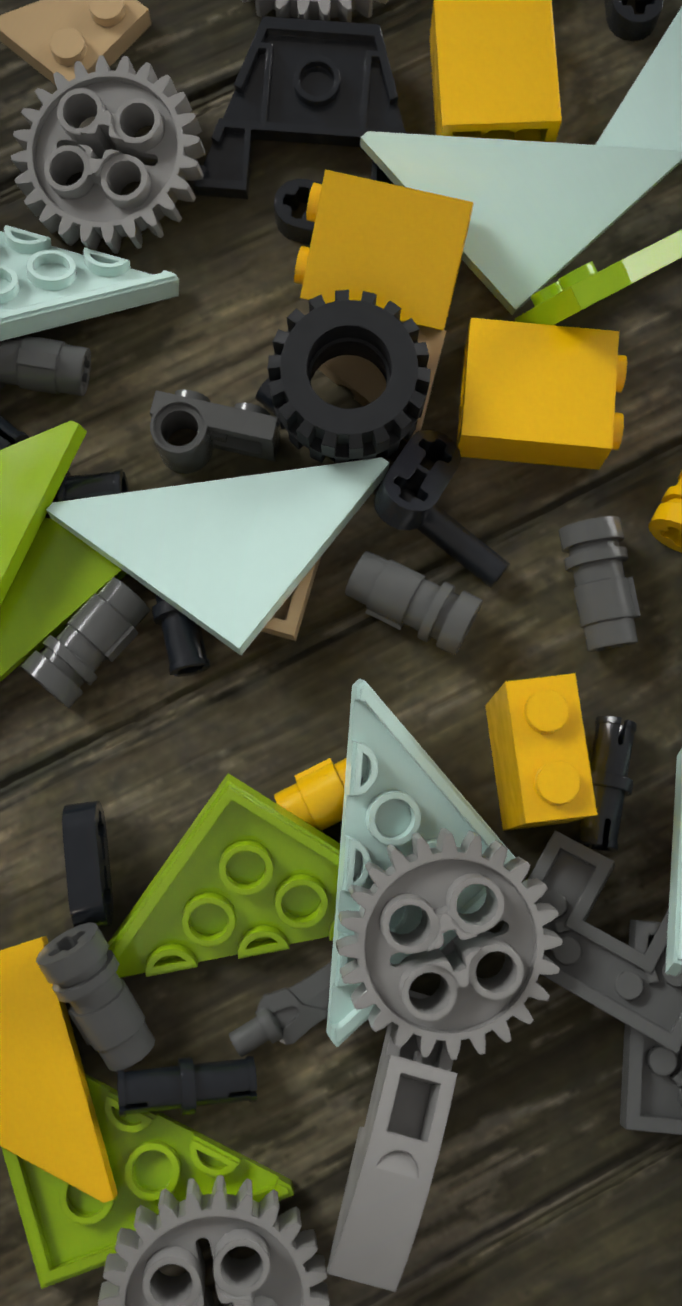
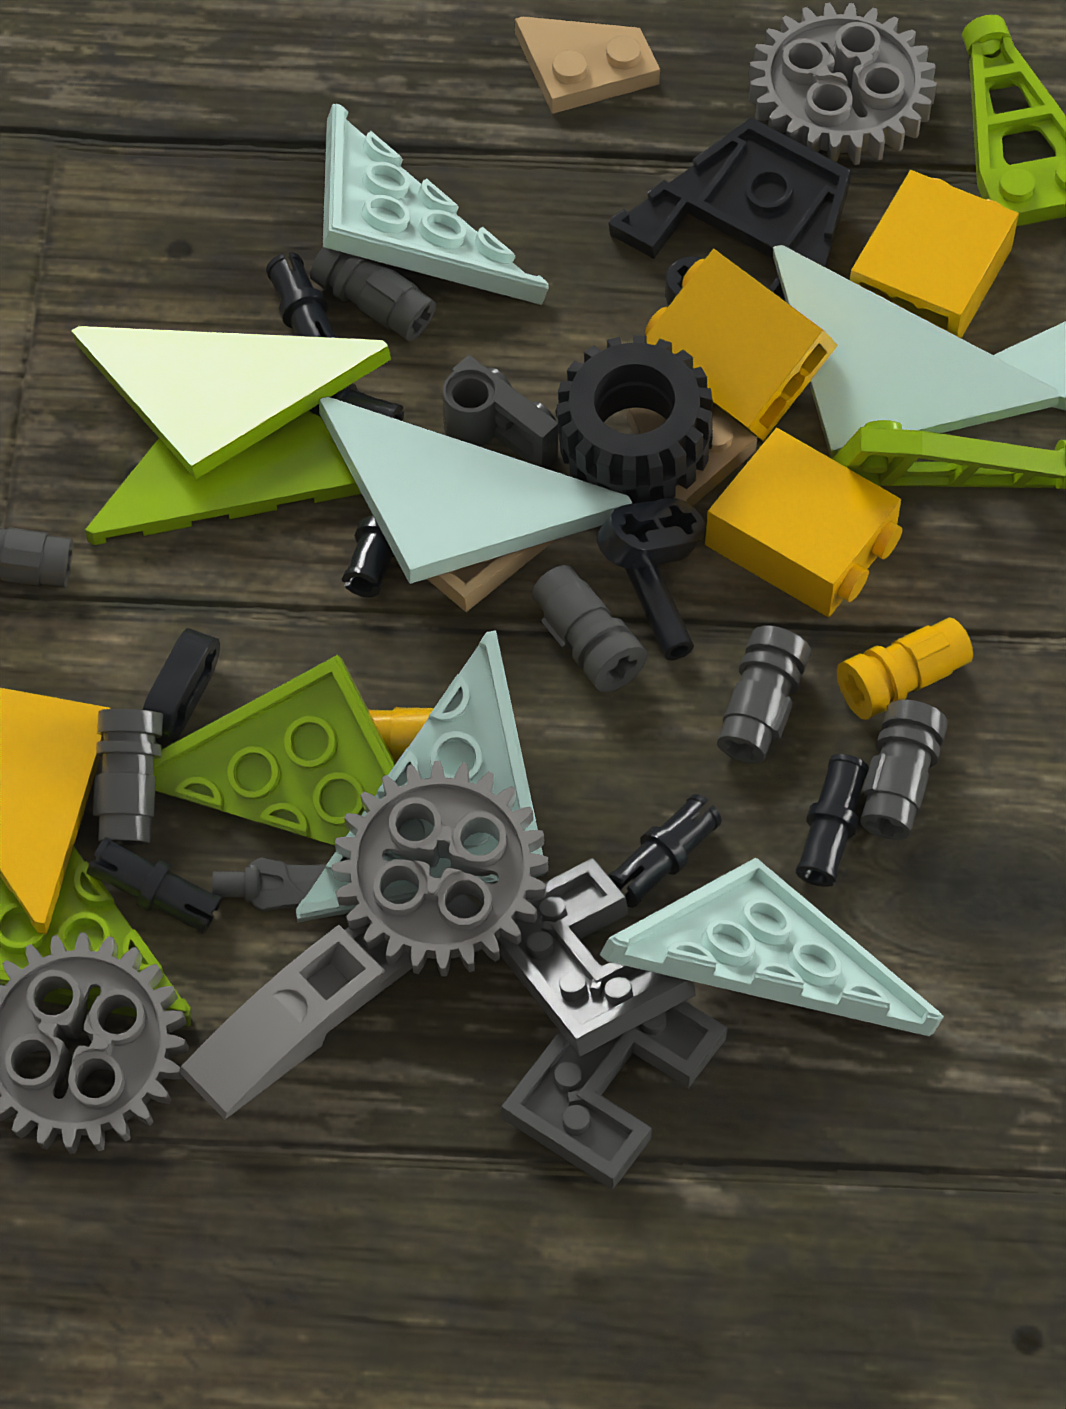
camera: 30 degrees right, 20 degrees down
(93, 635) = (287, 521): dark grey axle -> none
(108, 154) = (549, 152): light grey gear -> none
(540, 752) = (607, 771): yellow brick -> none

